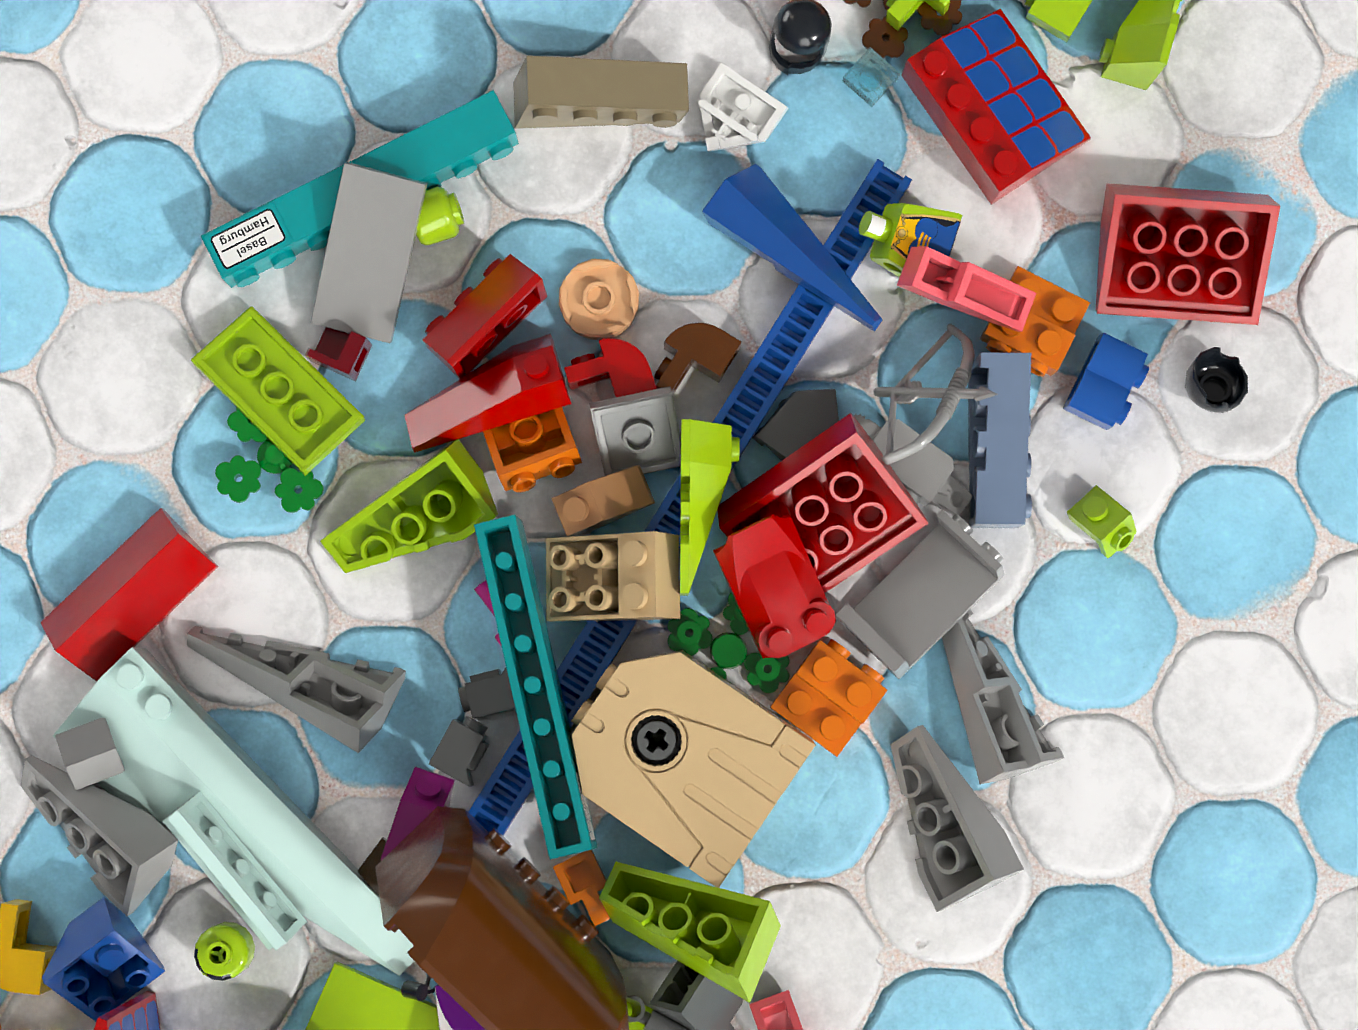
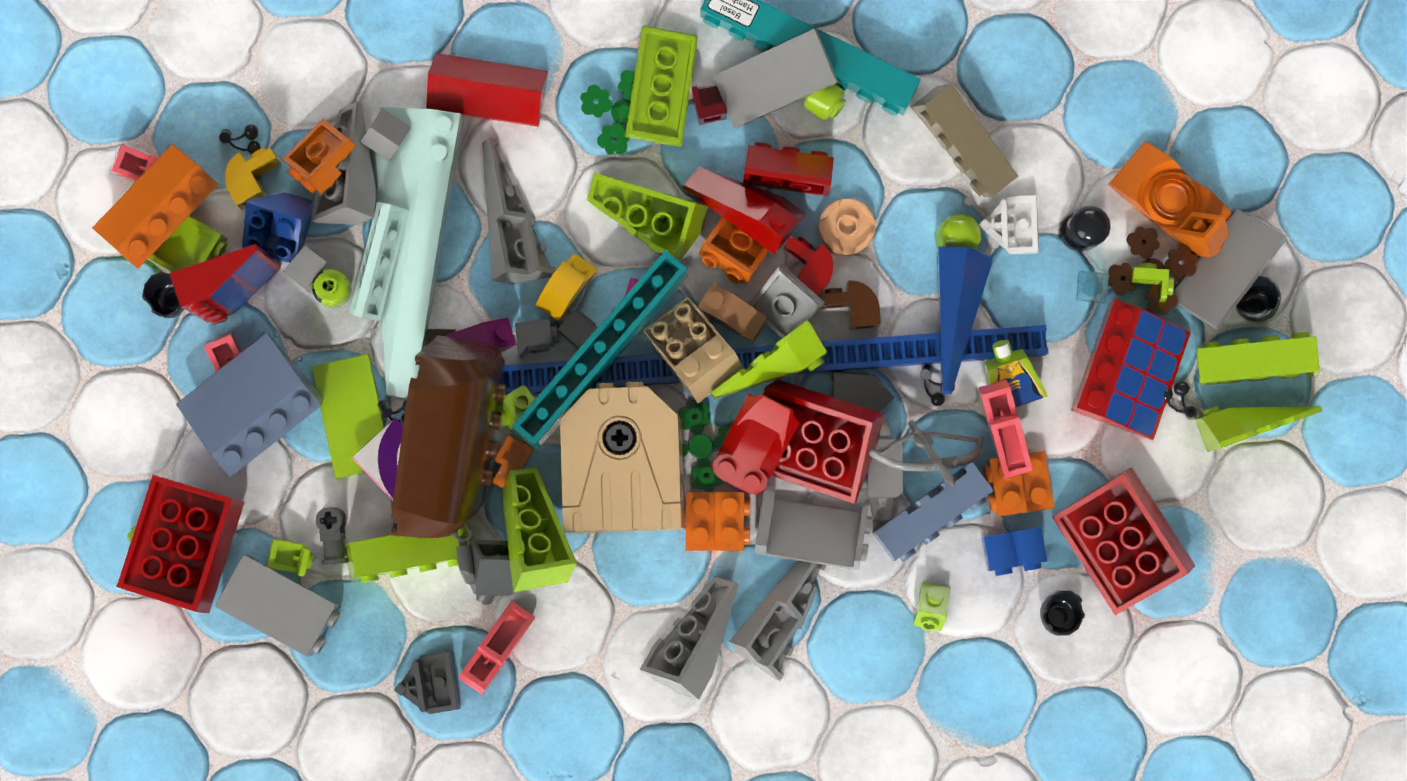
camera: 55 degrees right, 0 degrees up
(53, 855) = (316, 157): none -> orange plate
(176, 965) = (305, 267): none -> light grey panel
(428, 672) = (565, 286): none -> yellow brick
(526, 834) = (514, 406): none -> lime bracket
(698, 179) = (958, 231): none -> lime hair
(869, 342) = (938, 398): none -> black piece
(1057, 65) = (1181, 389): none -> black piece

